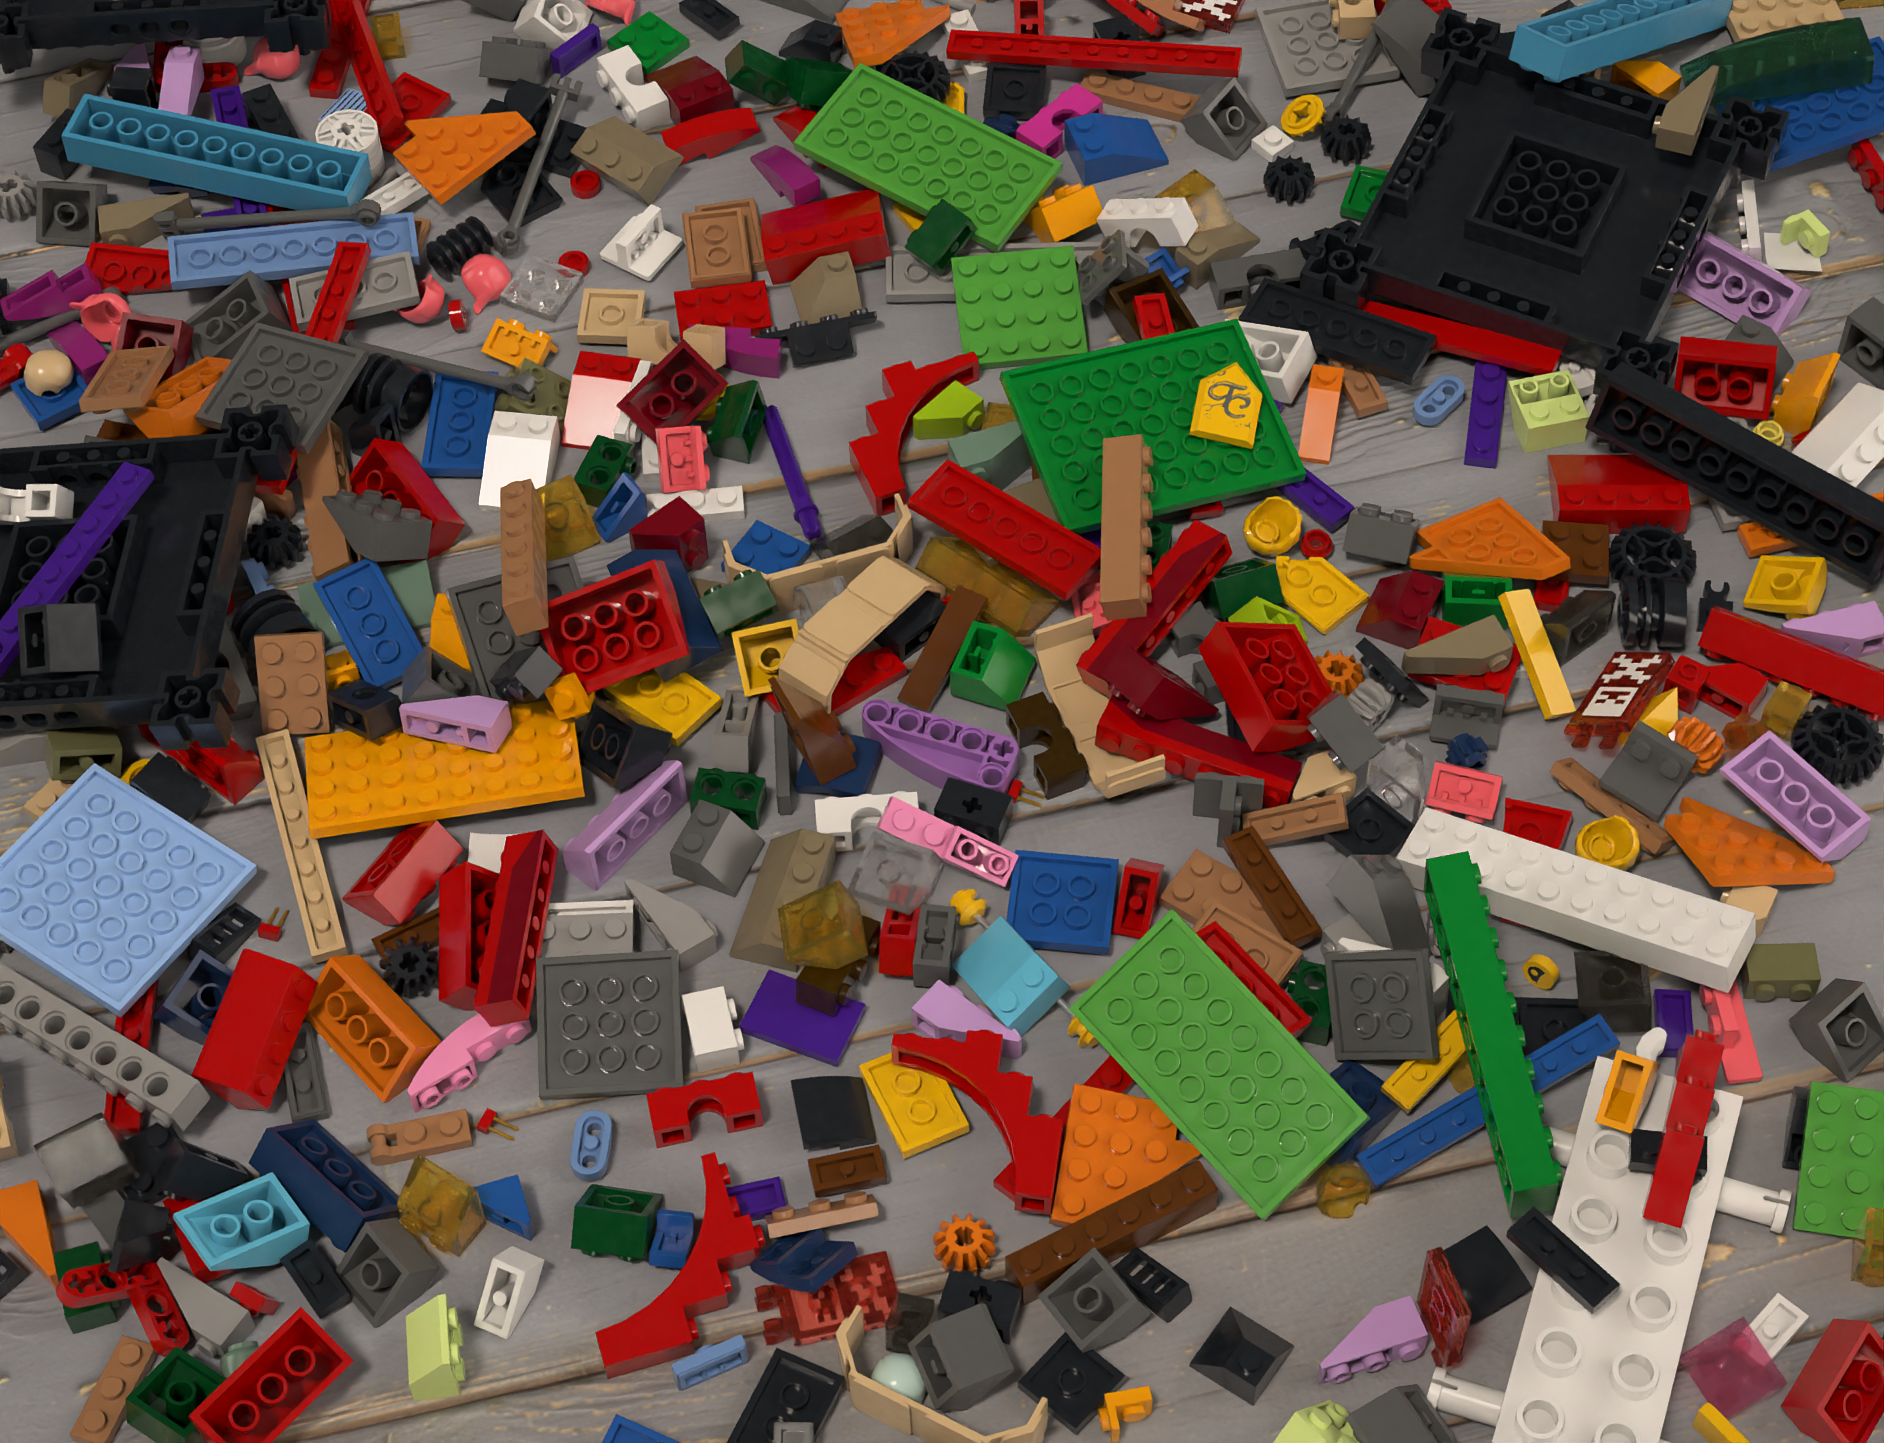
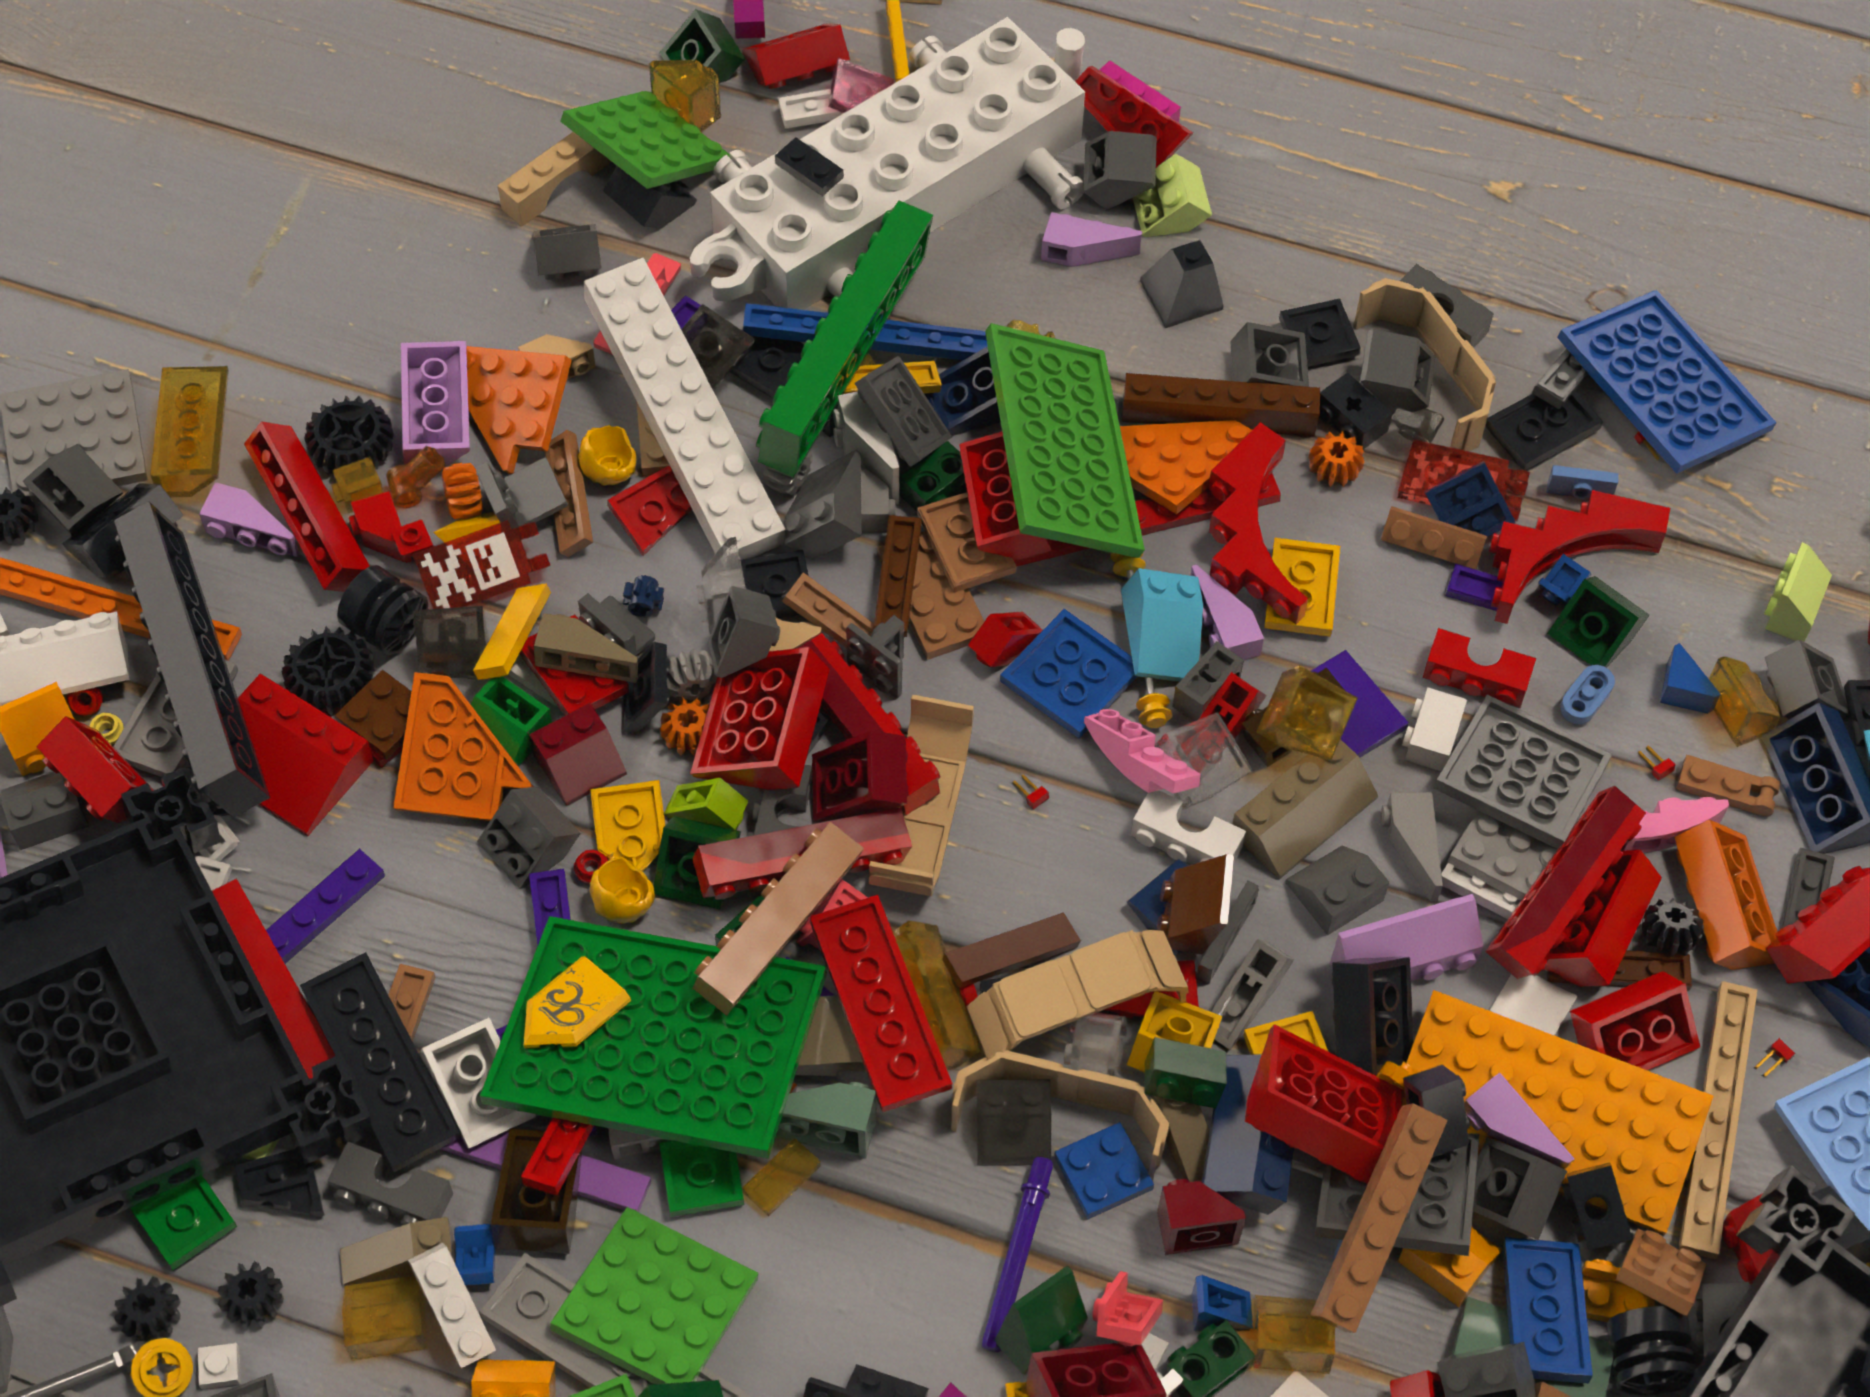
camera: 150 degrees left, 5 degrees up
(229, 943) = (1832, 1051): black slope -> none
(508, 1290) = (1711, 617): white slope -> none
(711, 504) = (1106, 1259): white plate -> none
(730, 791) = (1303, 922): dark green brick -> none
(832, 1111) = (1374, 612): black slope -> none
(847, 1171) = (1391, 562): reddish brown plate -> none
(891, 420) = (881, 1245): red arch -> none
(901, 1375) = (1449, 399): light aqua hair -> none
(935, 760) = (1079, 849): medium lavender beam -> none
(949, 414) = (817, 1216): lime slope -> none
(975, 809) = (1091, 788): black brick -> none
(990, 667) = (982, 907): green slope -> none
(1038, 723) = (987, 787): dark brown arch -> none
(1109, 267) = (547, 1257): dark grey bracket -> none
(1124, 1405) = (1289, 294): light orange bracket -> none
(1168, 1300) = (1206, 343): black slope -> none
(1321, 414) = (469, 993): orange slope -> none
(1433, 403) = (350, 941): medium blue plate -> none
(1443, 1309) = (1040, 192): clear red tile -> none
(1464, 791) = (674, 565): coral bracket -> none
(1485, 1272) = (975, 245): black slope -> none
(1541, 971) = (742, 407): yellow tile -> none
(1547, 411) = (272, 857): yellowish green slope -> none
(1563, 1260) = (948, 139): black plate -> none
(1627, 1091) = (803, 204): light orange slope -> none
(1683, 1128) = (778, 157): red arch -> none
(1711, 599) = (317, 605): black plate -> none
(1780, 972) = (563, 306): olive brick -> none
(1787, 585) = (246, 580): yellow slope -> none

